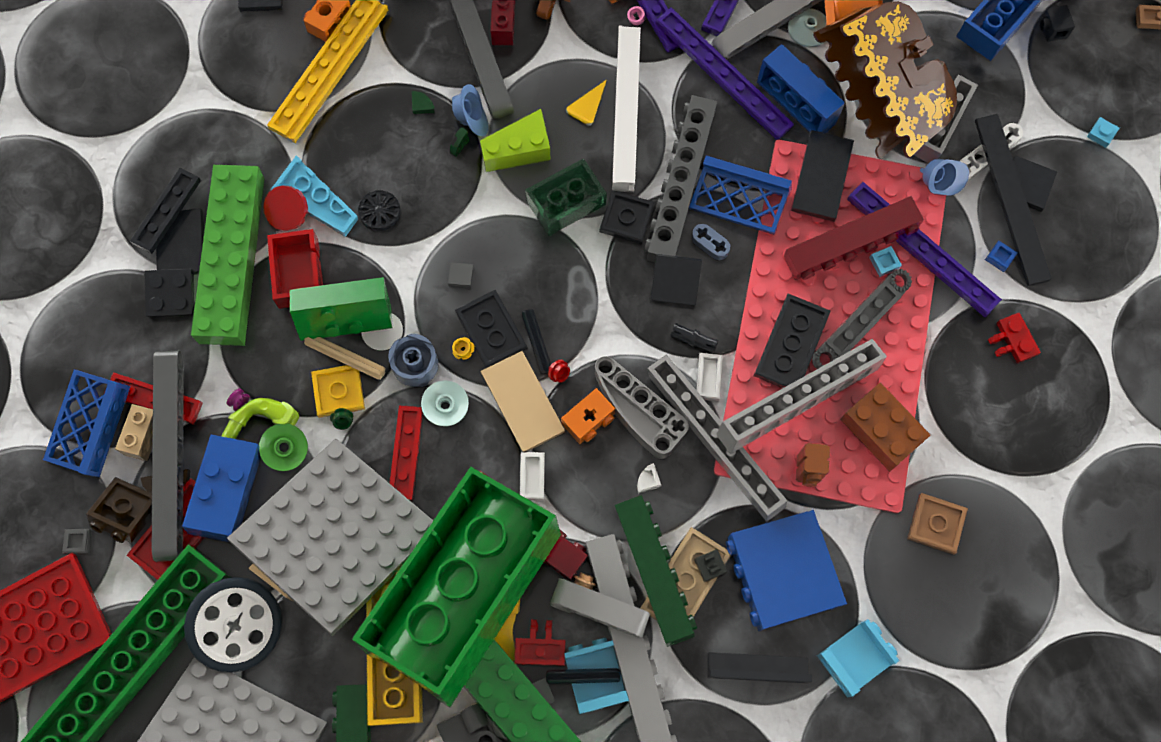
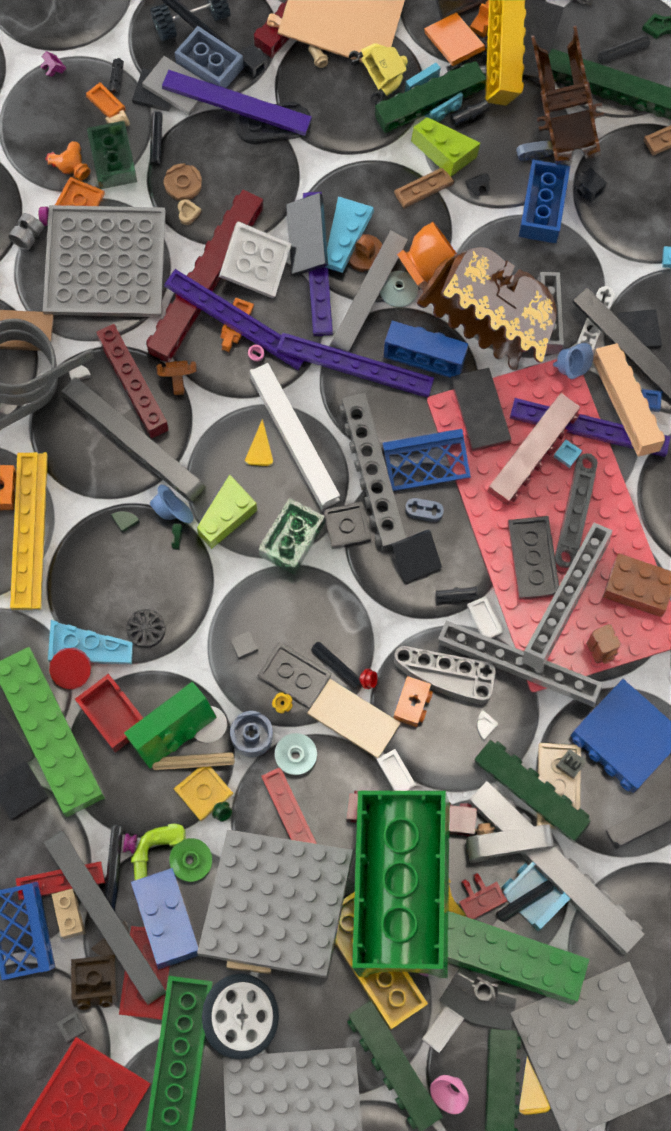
camera: 30 degrees left, 0 degrees up
(210, 413) = (113, 864): none -> black axle
(978, 241) = (628, 399): none -> light nougat brick

